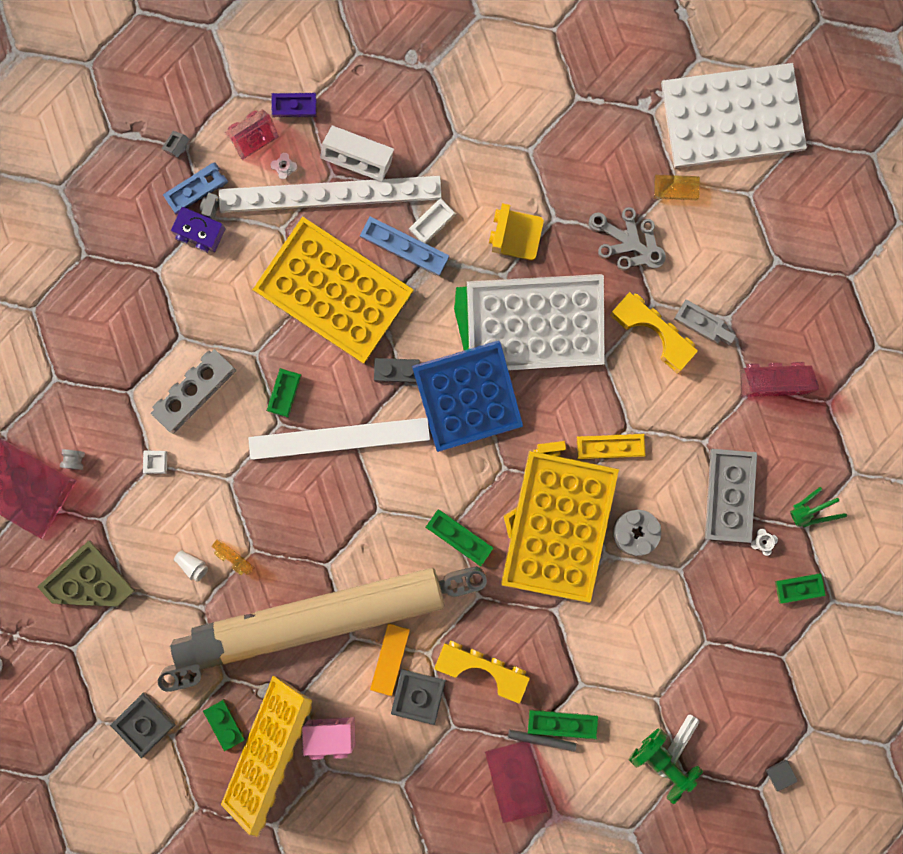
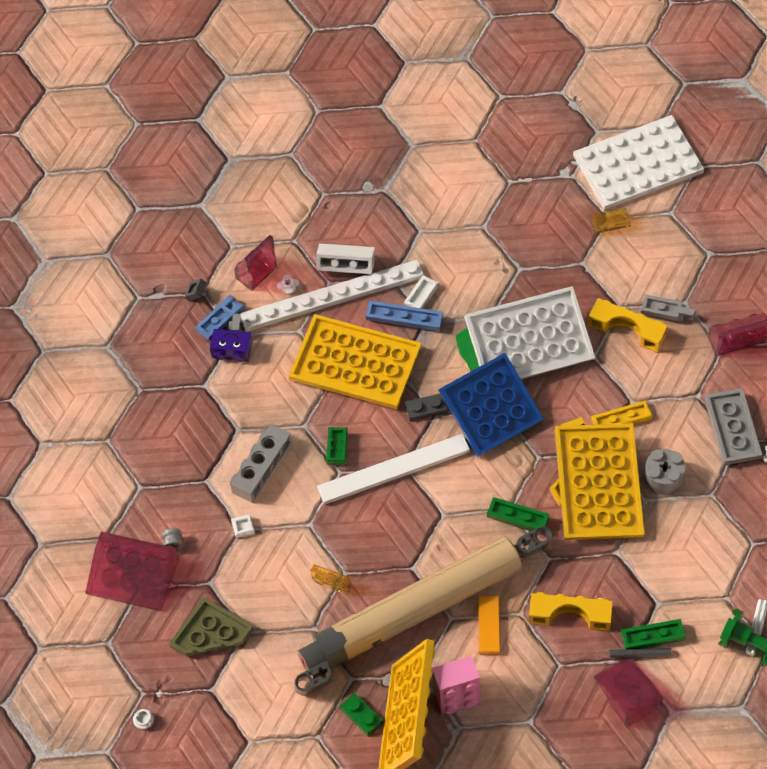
camera: 10 degrees left, 25 degrees down
(142, 725) = (289, 733): dark grey tile -> none
(192, 566) = (297, 595): white cone -> none
(294, 105) = (286, 238): dark purple plate -> none
(418, 696) = (522, 648): dark grey tile -> none
(516, 233) = (491, 284): yellow bracket -> none
(629, 242) = (585, 268): light grey plant -> none

